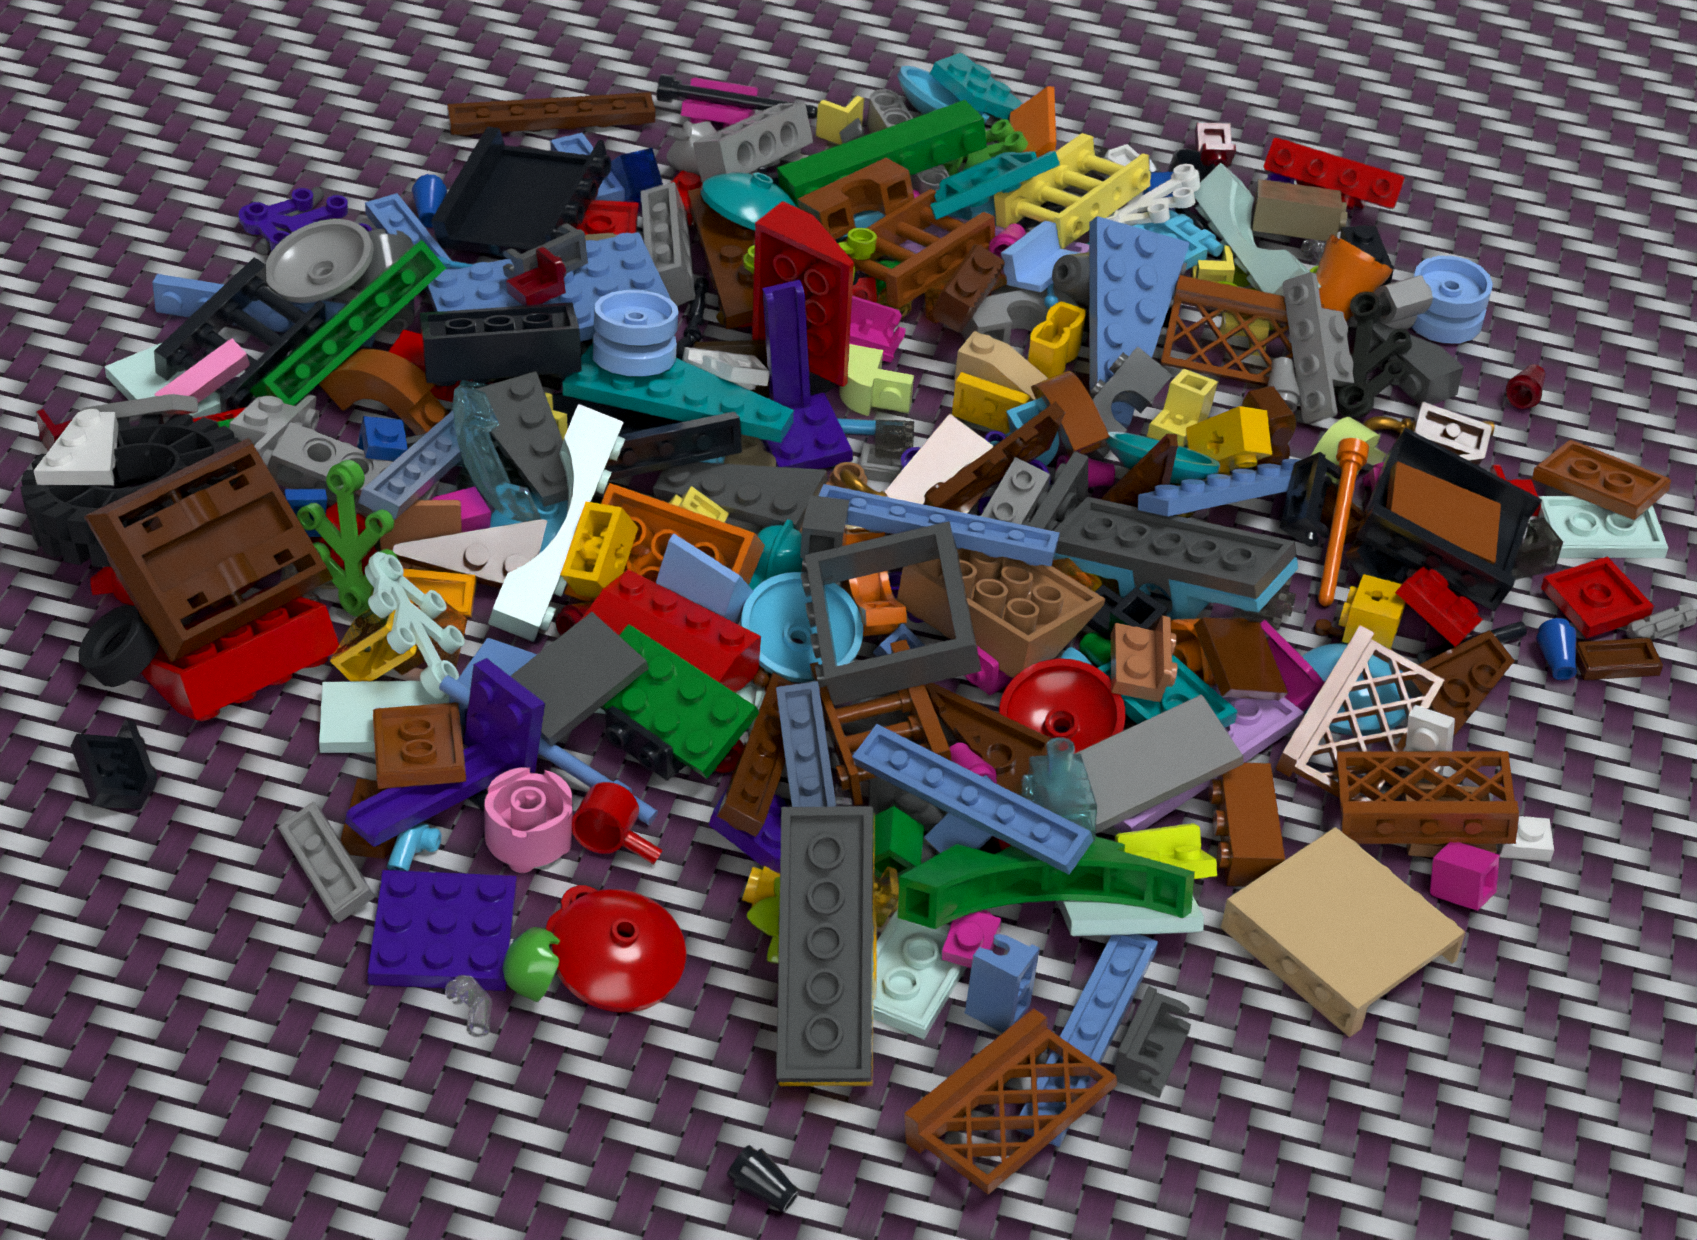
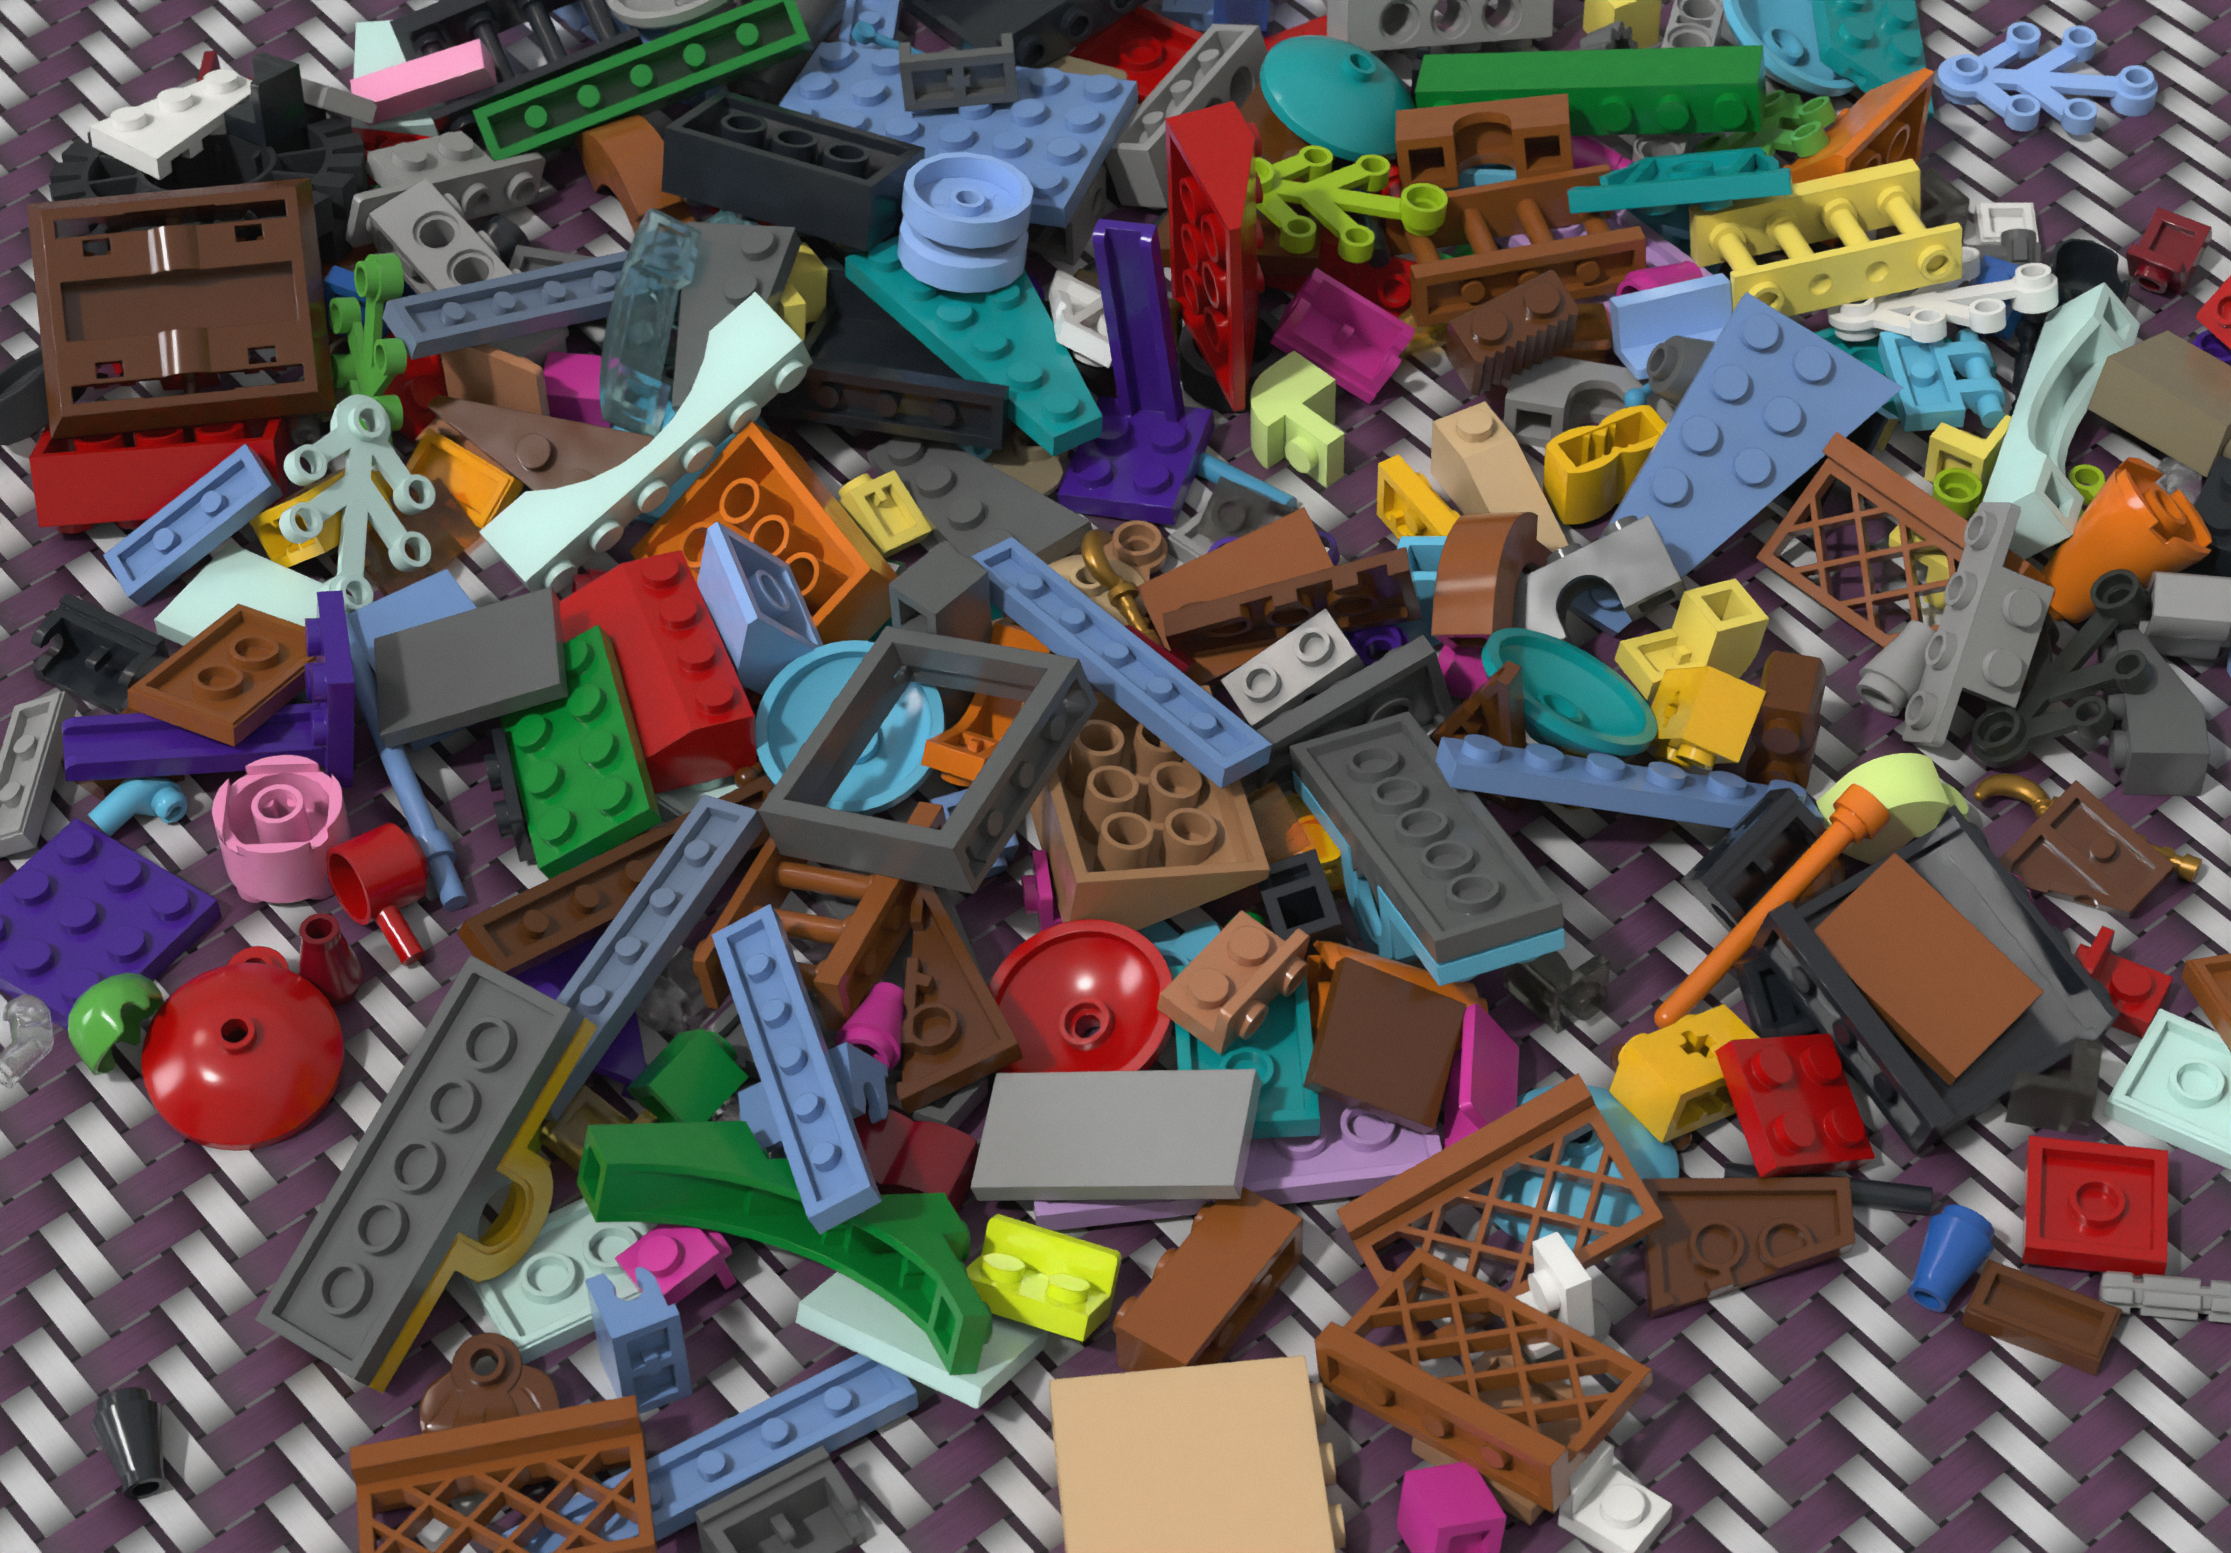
camera: 40 degrees right, 5 degrees up
(140, 416) = (275, 105): none -> black panel
(303, 677) = (192, 525): none -> medium blue plate
(307, 774) = (95, 653): none -> black hinge
(382, 438) = (529, 243): blue bracket -> none
(540, 283) = (909, 106): dark red bracket -> none
(598, 548) = (665, 504): yellow brick -> none
(621, 870) = (328, 959): none -> dark red cone
(930, 1063) = (470, 1399): none -> reddish brown plate
(1061, 784) = (931, 1119): clear light blue brick -> none
(1118, 77) = (1974, 79): none -> light blue plant

